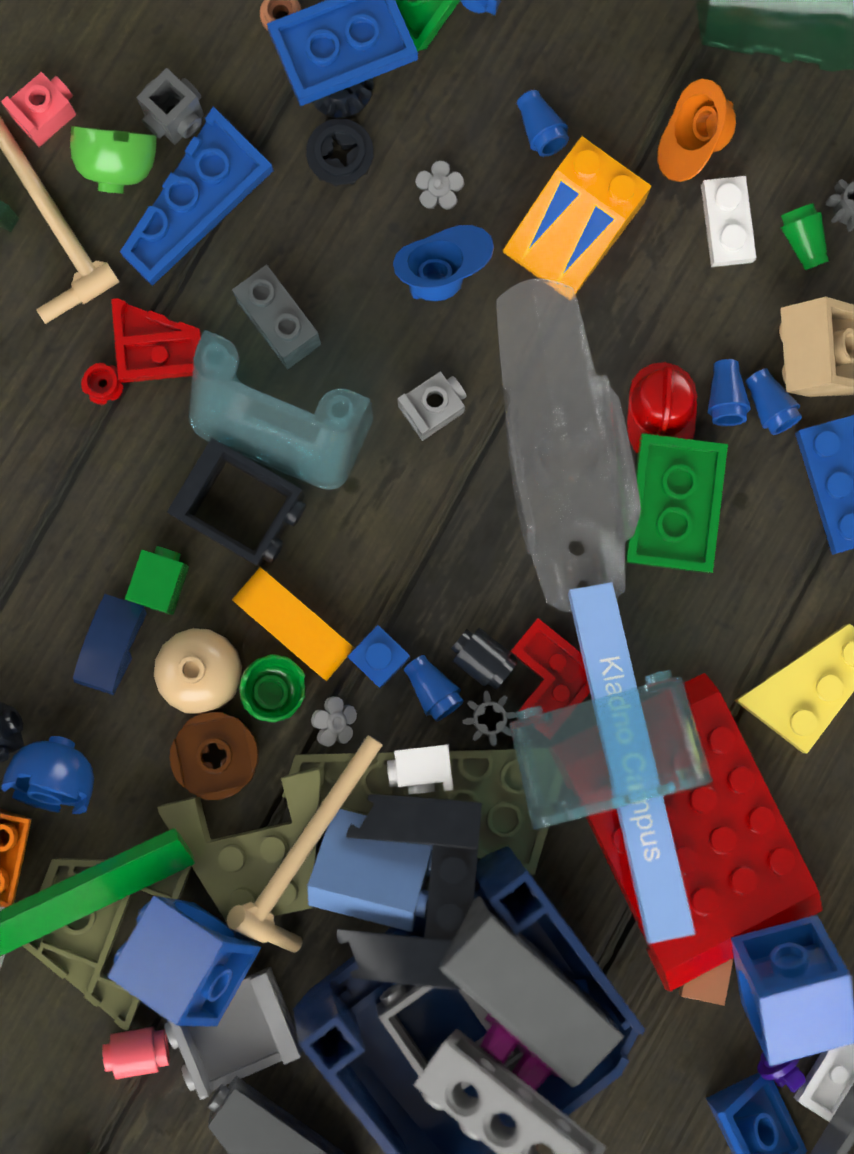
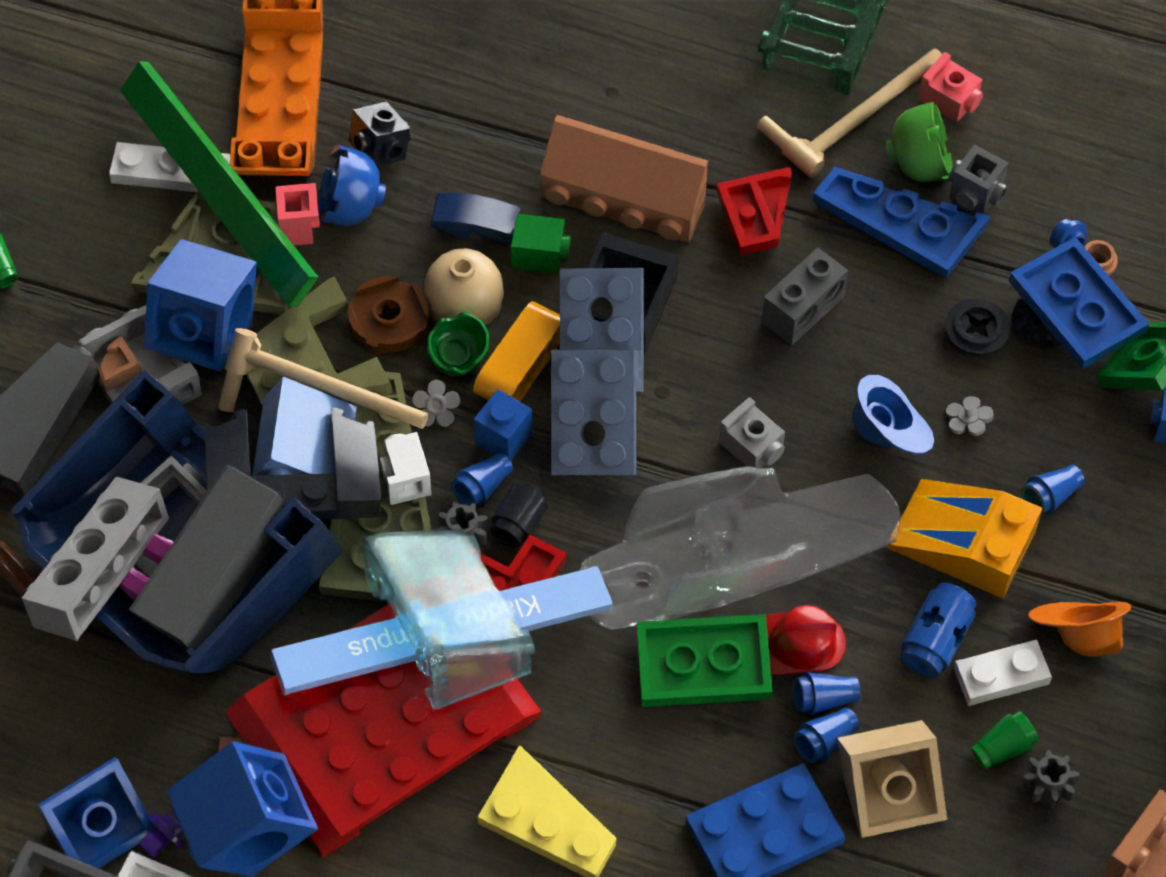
camera: 80 degrees right, 25 degrees down
(75, 838) = (298, 212): none -> coral brick
(91, 381) = (717, 169): red plate -> none
(102, 478) = (623, 179): none -> nougat slope
(136, 1052) = (111, 293): coral brick -> none
(229, 1056) = (118, 365): none -> nougat tile
(252, 34) = (1067, 230): none -> blue plate
(270, 431) = (699, 339): clear light blue windscreen -> none
(338, 548) = (597, 371): none -> sand blue bracket
(693, 293) = (938, 630): none -> blue piece

